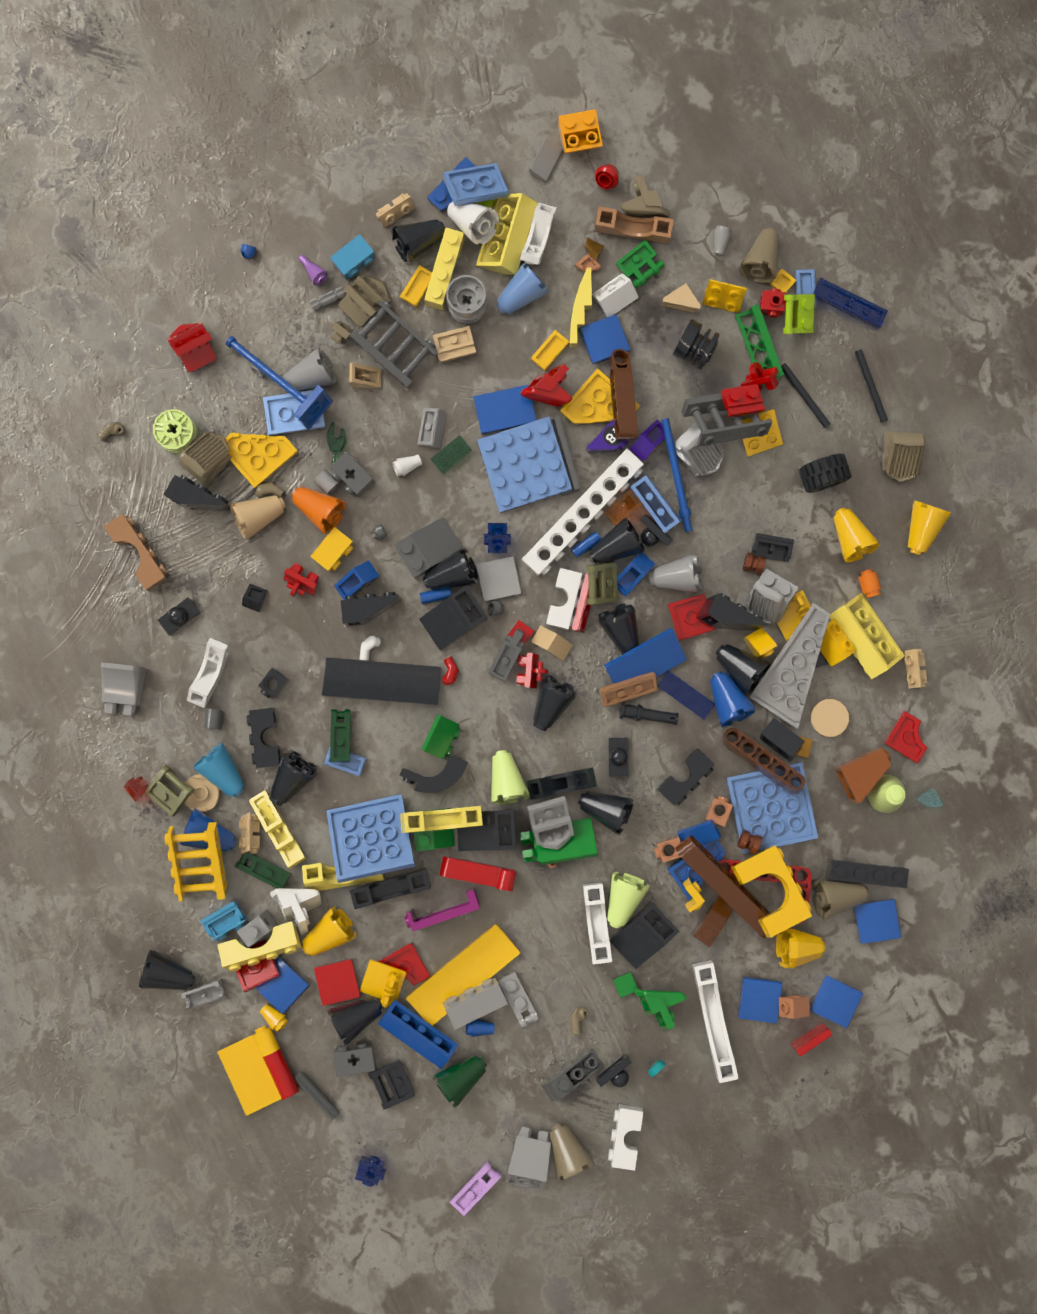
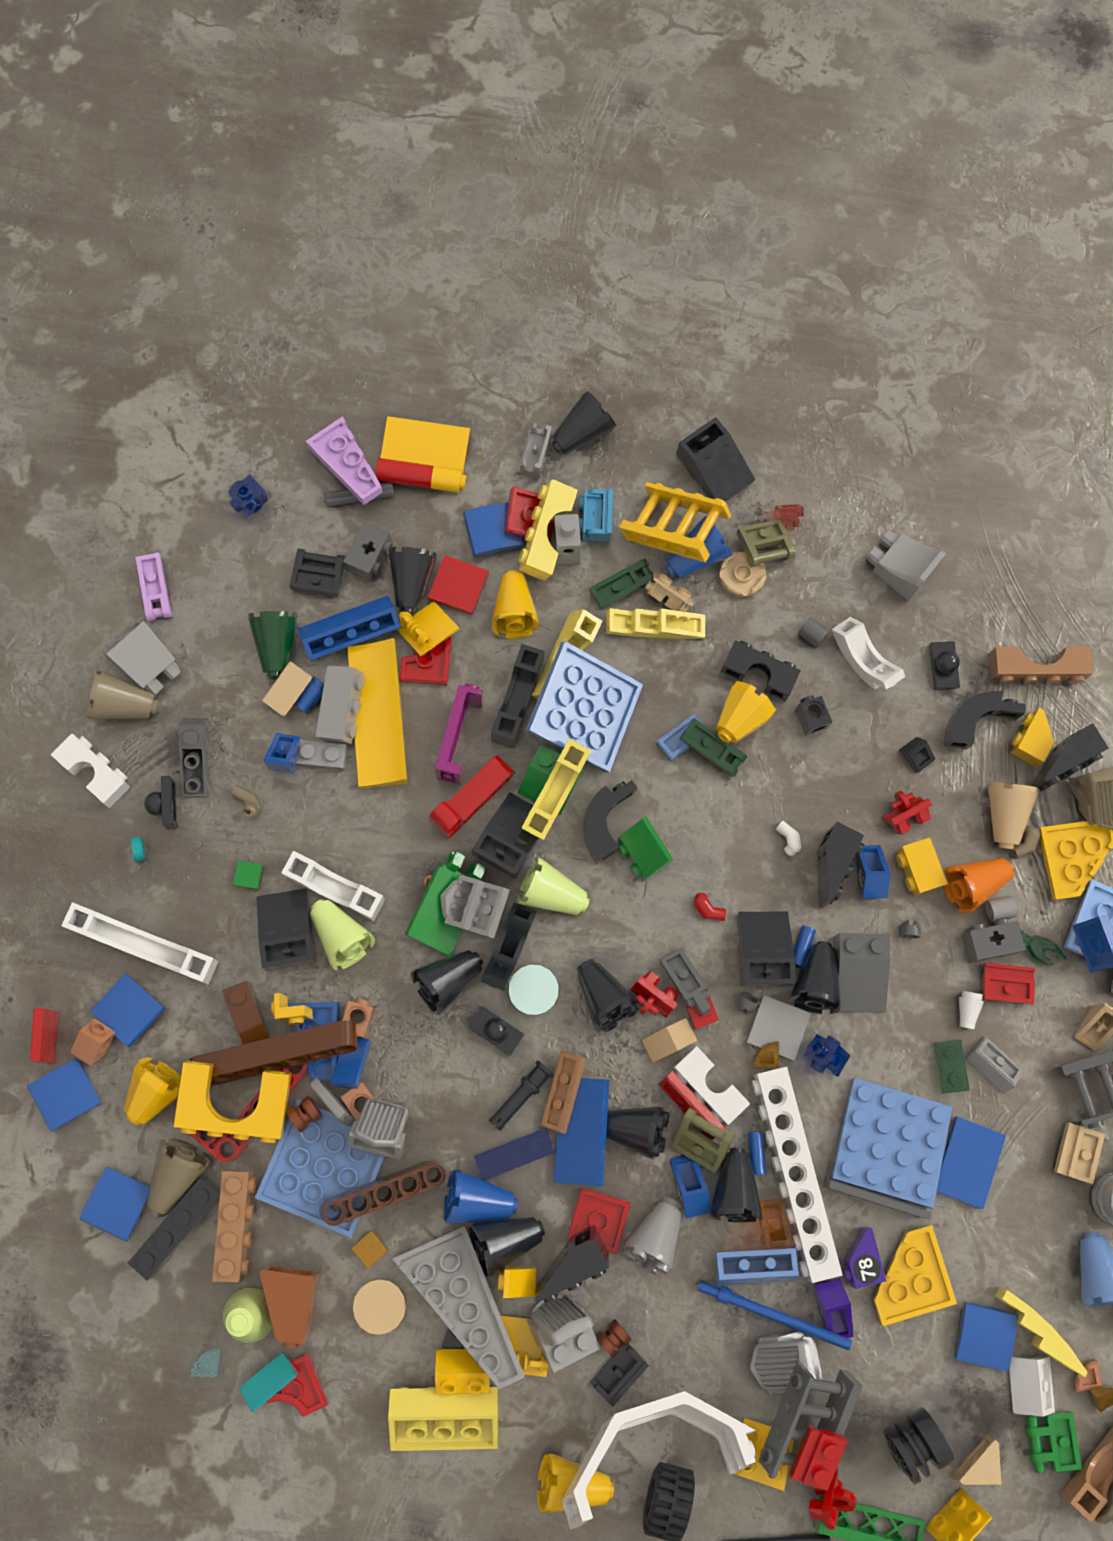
camera: 115 degrees right, 10 degrees down
(131, 863) = (715, 461): none -> black slope
(194, 525) = (1035, 740): none -> yellow slope
(208, 580) = (962, 724): none -> black arch
(220, 771) = (753, 604): dark azure cone -> none
(274, 1018) = (465, 501): yellow cone -> none
(291, 777) = (702, 670): black cone -> none
(296, 903) = (567, 592): white piece -> none
(297, 1126) = (342, 456): none -> lavender wing
(305, 730) = (743, 713): none -> yellow cone
(373, 449) = (1008, 983): none -> red plate
(381, 681) = (743, 829): black arch -> none
(486, 1046) = (287, 688): none -> tan slope
(521, 574) = (767, 1056): none -> pearl gold tile
(532, 1017) = (282, 753): none -> blue slope
(546, 390) = (967, 1225): red piece -> none
(550, 350) = (1008, 1261): yellow tile -> none
(577, 750) = (533, 990): none -> light aqua tile
(623, 396) = (908, 1312): reddish brown piece -> none
(652, 534) = (723, 1240): black tile -> none
(657, 1003) = (204, 896): green piece -> none
(699, 766) = (416, 1069): black arch -> none
(728, 787) = (380, 1129): none -> light grey piece
(731, 829) = (332, 1102): none -> light grey tile
(762, 462) = (729, 1433): none -> white panel
(782, 739) = (391, 1231): black hinge -> none
(843, 839) = (233, 1226): none -> medium nougat brick
(870, 583) = (502, 1466): orange brick -> none
(915, 677) = (358, 1446): tan hinge -> none
(915, 755) = (268, 1381): none -> teal slope

